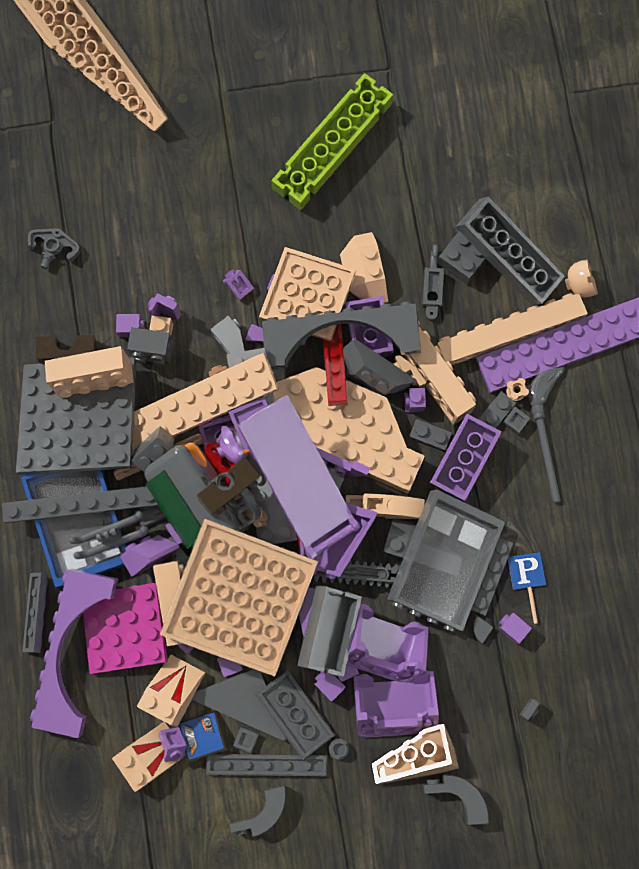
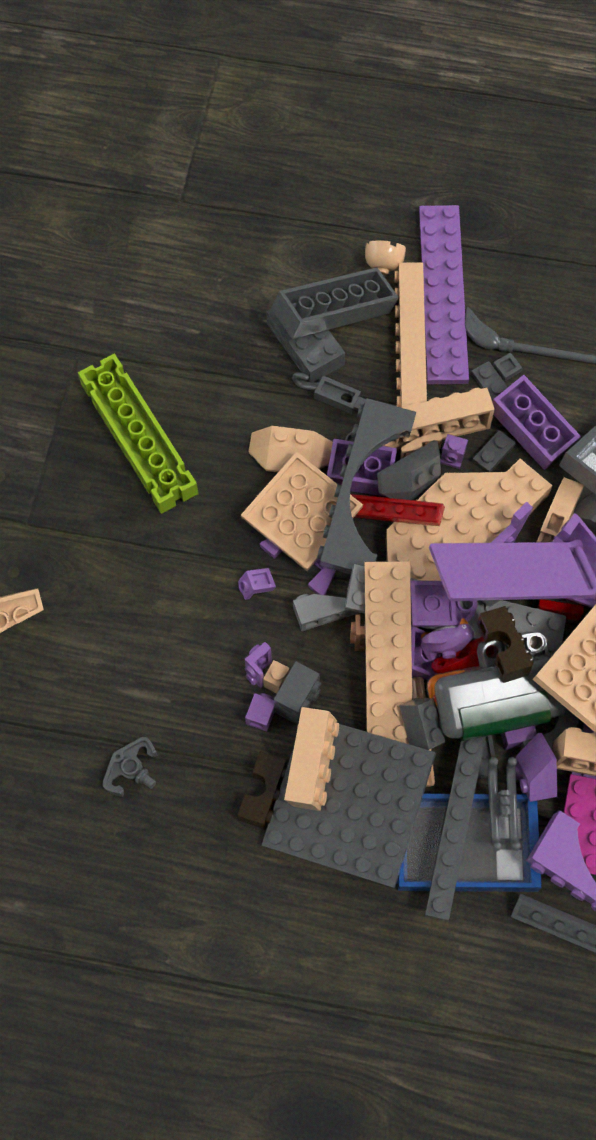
camera: 70 degrees left, 10 degrees down
(520, 386) = (477, 353): light nougat brick -> none

